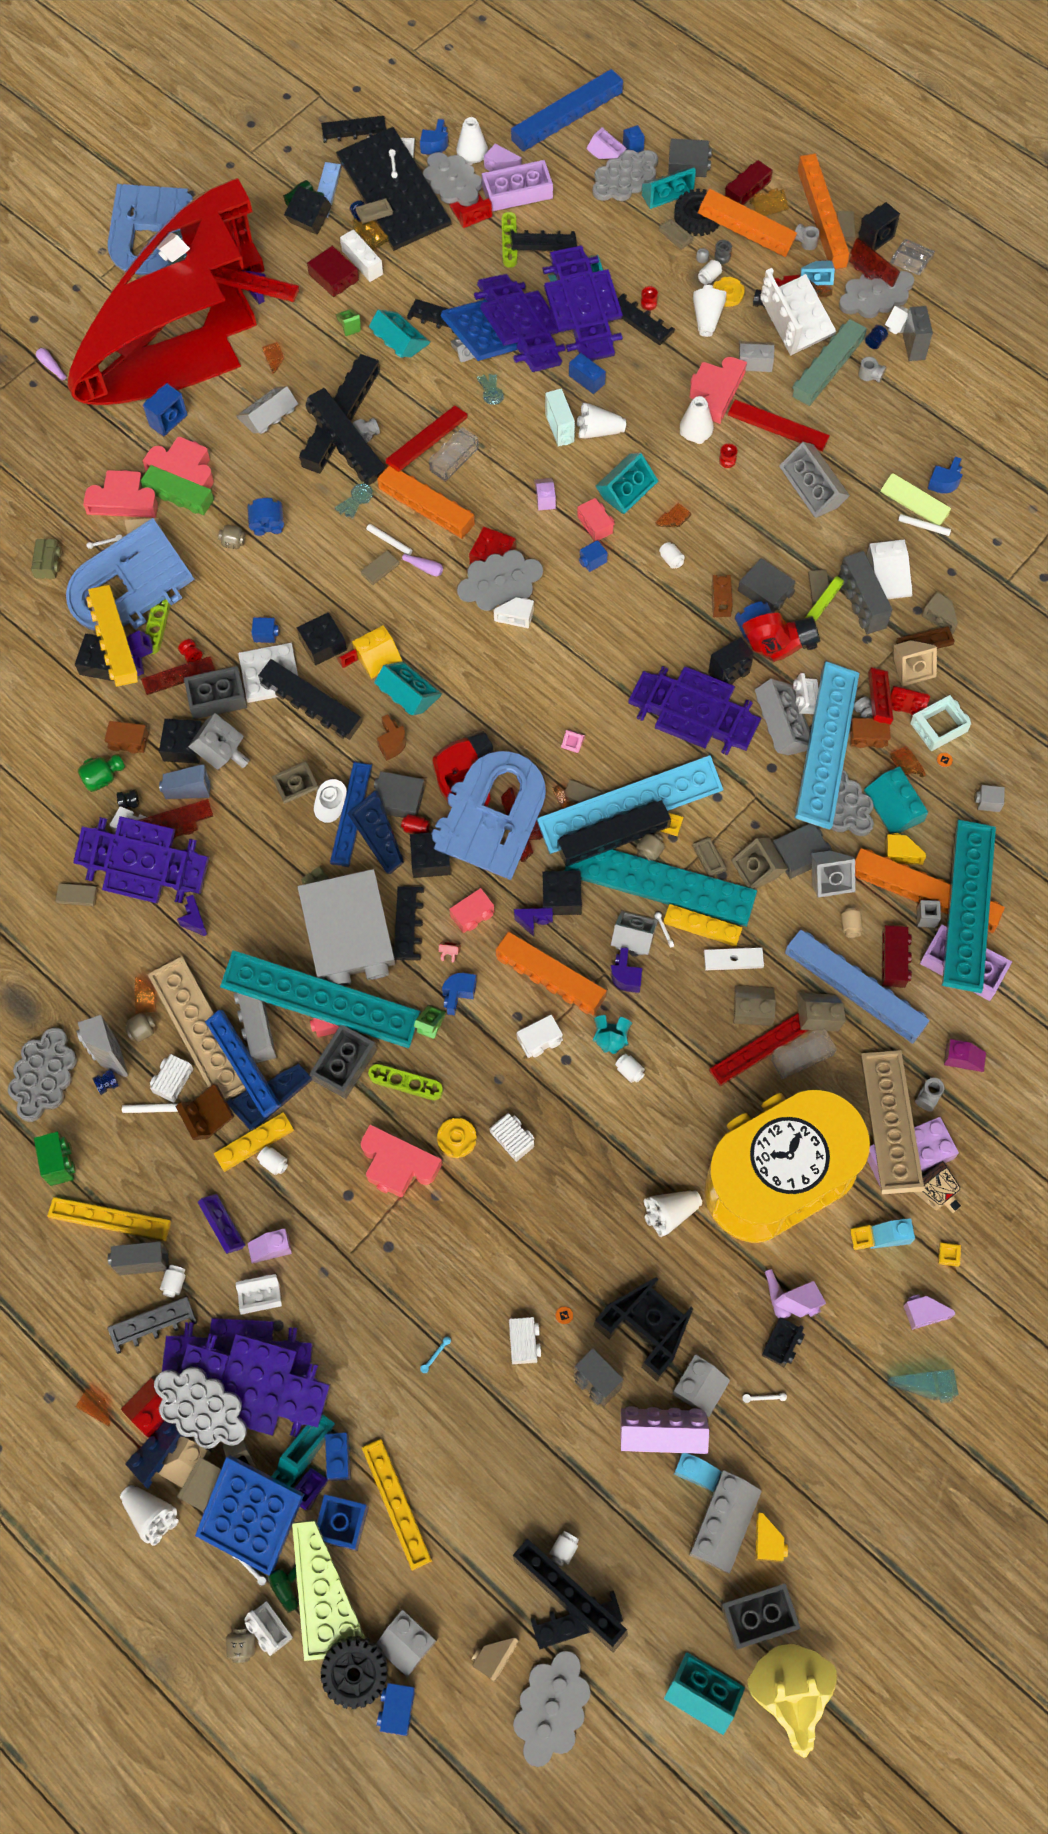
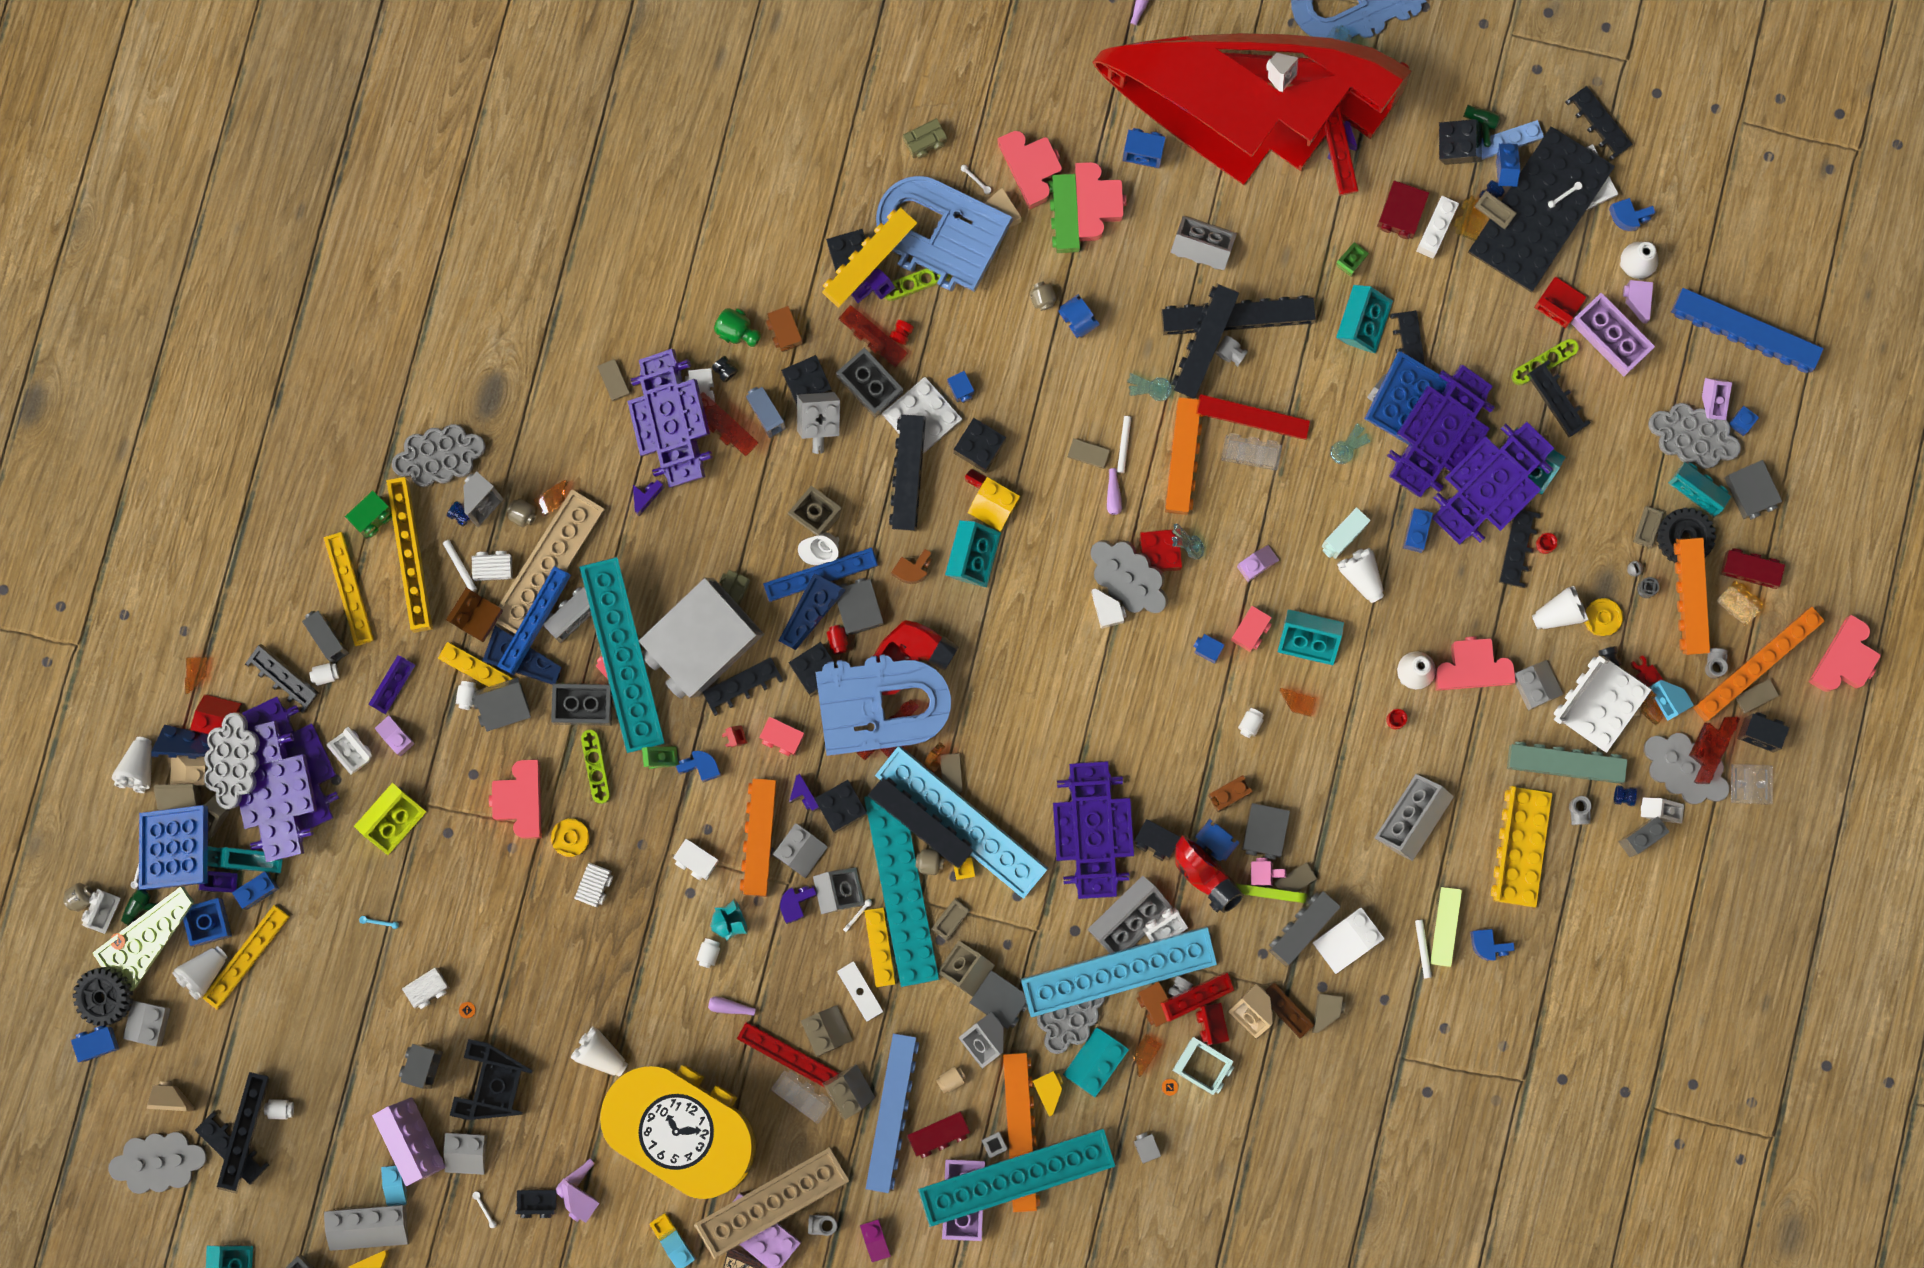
camera: 60 degrees right, 15 degrees up
(114, 1143) = (409, 554): none -> yellow brick
(273, 356) = (1271, 211): clear orange slope -> none
(300, 1131) = (501, 704): none -> dark grey brick
(311, 1625) = (119, 943): none -> orange sticker
(344, 1290) = (390, 819): none -> neon yellow slope
(345, 188) = (1508, 164): none -> blue brick
(385, 1556) = (200, 971): none -> white cone
(452, 179) = (1588, 262): light grey plate -> none
(498, 527) = (1192, 544): none -> clear light blue piece
(573, 741) = (1003, 734): bright pink slope -> none
(580, 946) = (800, 850): none -> light grey slope
(687, 1077) = (723, 1005): none -> lavender piece
(710, 272) = (1614, 587): white brick -> none
(778, 424) = (1463, 750): red tile -> none
(801, 602) = (1263, 872): none -> bright pink brick
(849, 158) = (1846, 658): none -> coral brick
(878, 422) = (1521, 846): none -> yellow bracket

